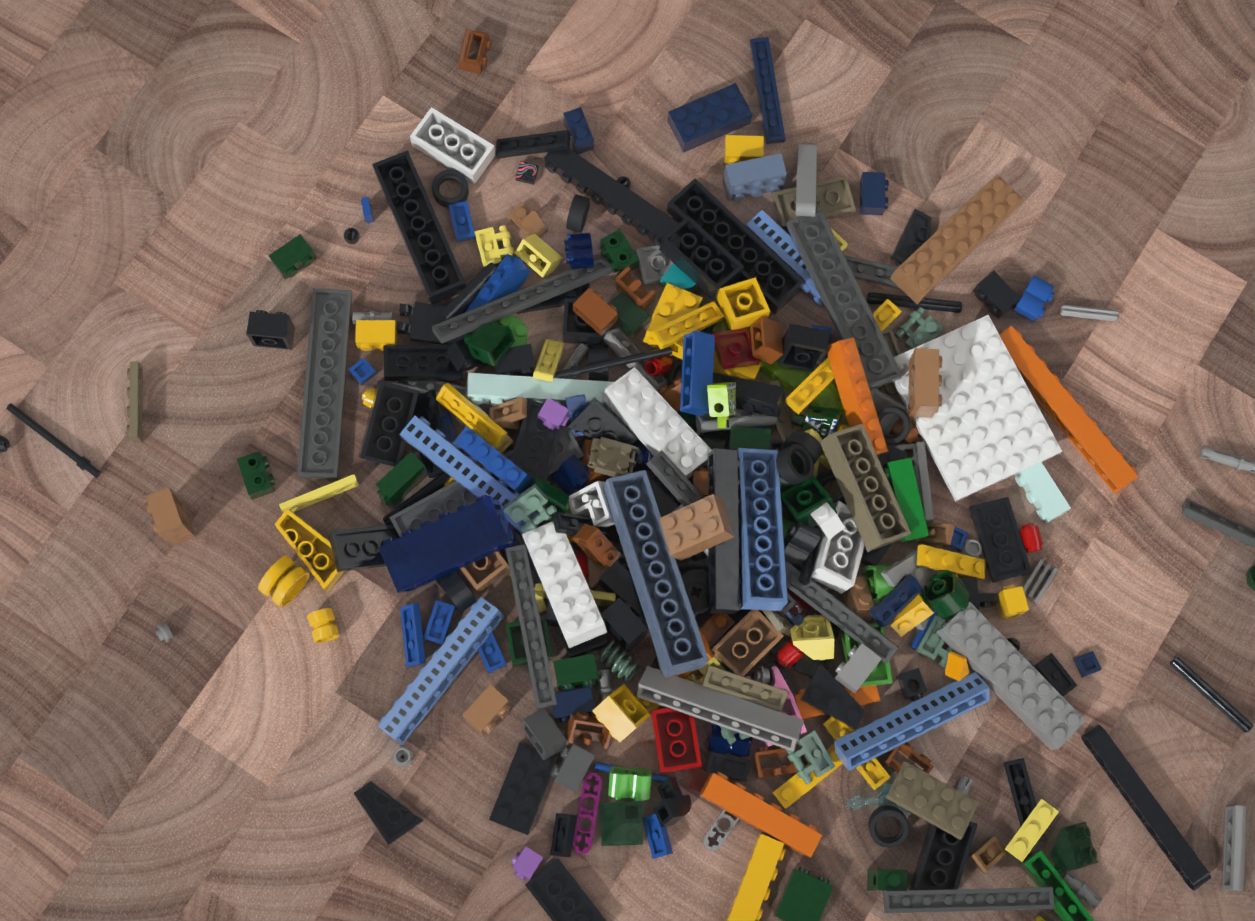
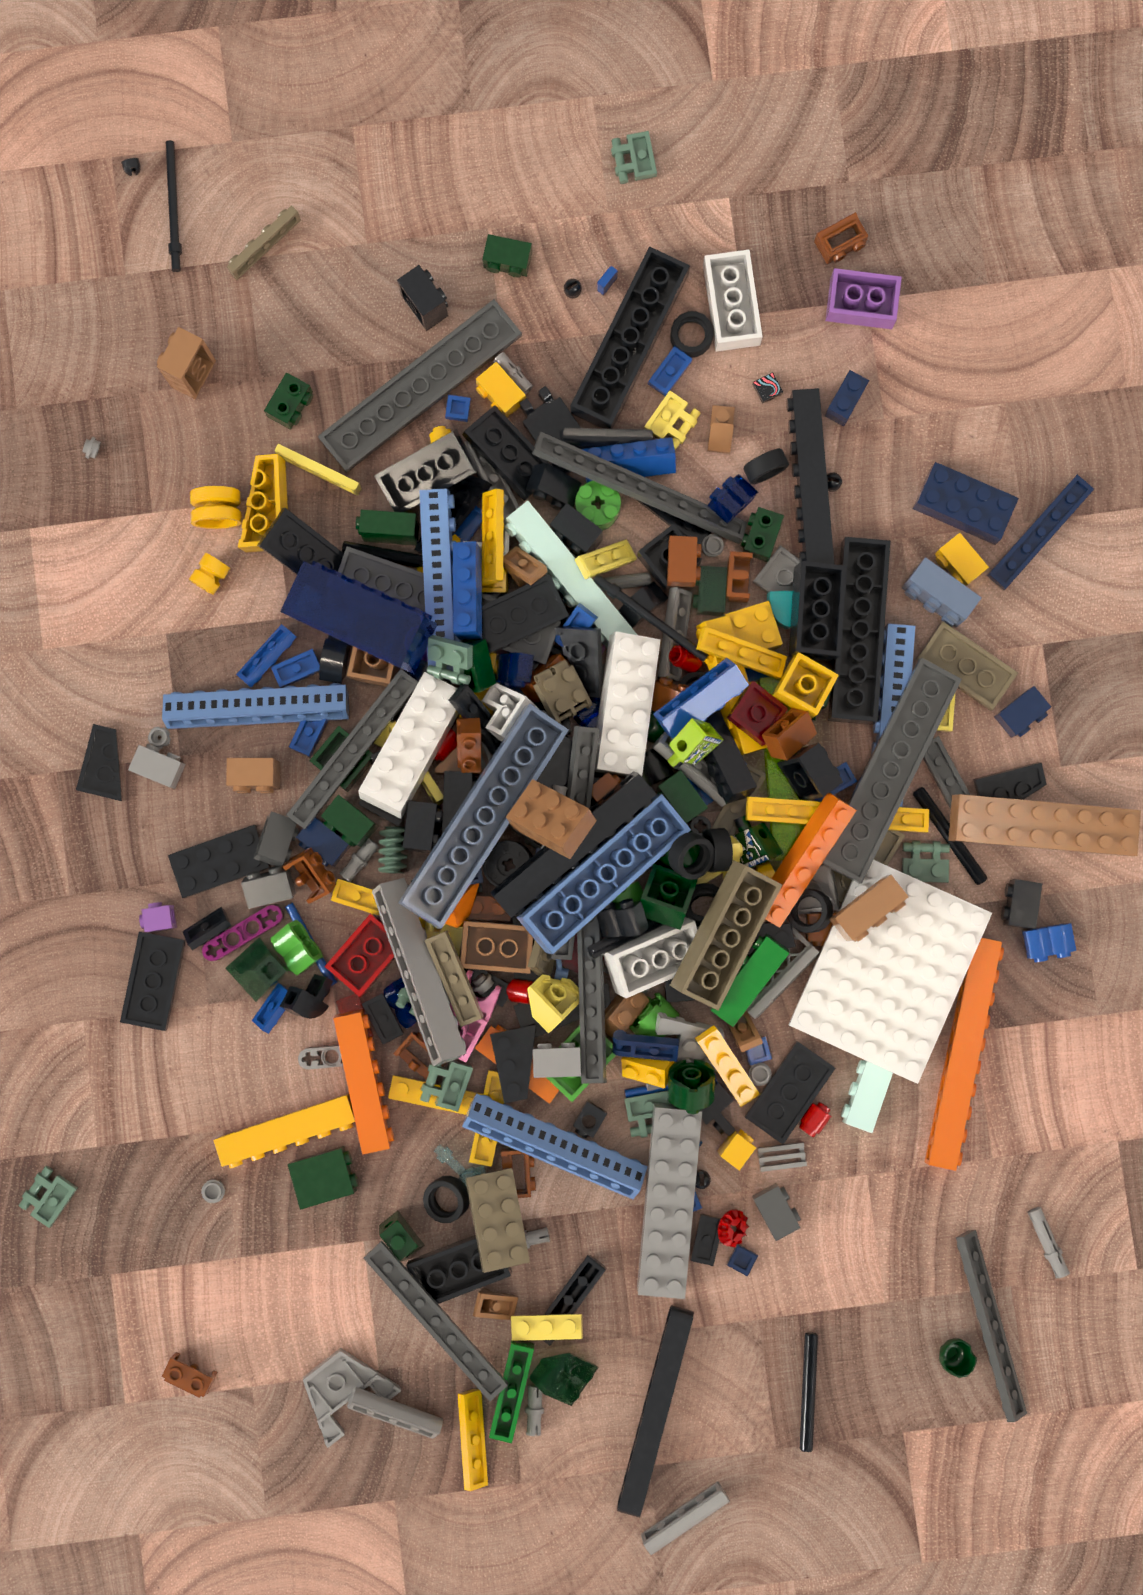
camera: 55 degrees right, 10 degrees up
(306, 123) = (641, 157): none -> sand green plate
(421, 774) = (156, 766): none -> light grey brick
(489, 342) = (570, 495): dark green torso -> none
(524, 69) = (863, 298): none -> medium lavender brick
(533, 144) = (797, 369): black tile -> none
(538, 255) = (696, 465): light yellow brick -> none
(553, 414) = (552, 607): medium lavender brick -> none
(600, 287) = (712, 545): none -> light grey plate
(621, 713) = (344, 891): yellow brick -> none
(806, 180) = (979, 641): light grey beam -> none
(827, 520) = (663, 927): white brick -> none
(956, 666) = (637, 1146): light orange slope -> none
(1064, 657) = (726, 1234): none -> red gear
(1073, 613) = (776, 1211): none -> dark grey brick
(1089, 312) = (1080, 1002): light grey axle -> none

